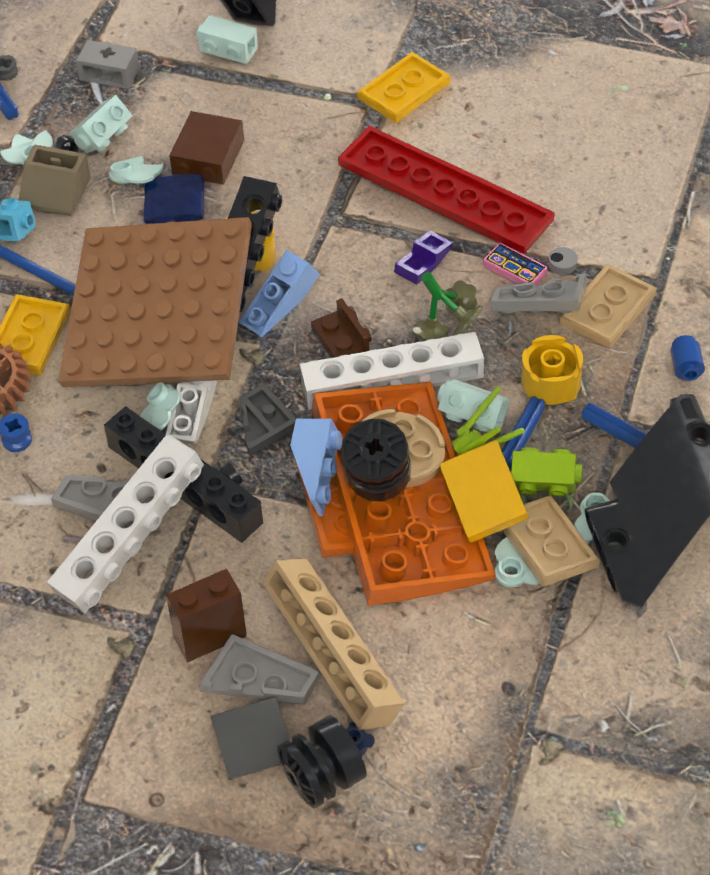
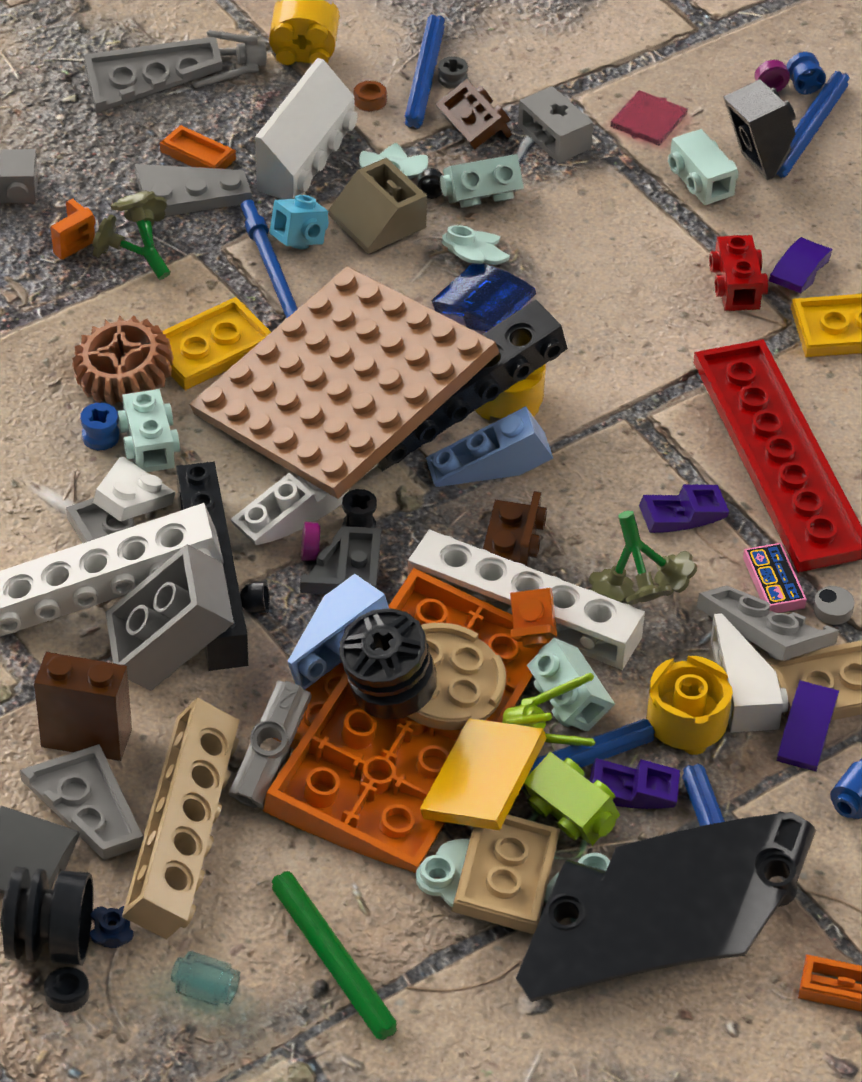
camera: 35 degrees right, 5 degrees down
(49, 87) = (473, 114): none -> bracket
(52, 415) = (148, 430): none -> light aqua brick
(81, 461) = (131, 491): none -> white wing
(156, 28) = (649, 117): none -> clear pink piece
(162, 400) = (261, 480): light aqua plate -> none
(205, 522) = (169, 617): none -> light grey brick
(207, 146) = (570, 264): reddish brown brick -> none
(227, 419) = (310, 541): none -> magenta tile
(239, 382) = (359, 508): none -> black bush
(312, 93) = (738, 273): none -> red brick
(341, 68) = (800, 264): none -> dark purple slope
(346, 579) = (278, 721): none -> light grey piece
(365, 800) = (66, 989): none -> black tile
(417, 377) = (533, 617): none -> orange bracket
(446, 731) = (205, 978): none -> clear light blue brick
(500, 662) = (334, 955): none -> green axle
(539, 323) = (755, 686): none -> white slope
(569, 434) = (643, 788): none -> dark purple slope
(623, 340) = (807, 725): none -> dark purple slope

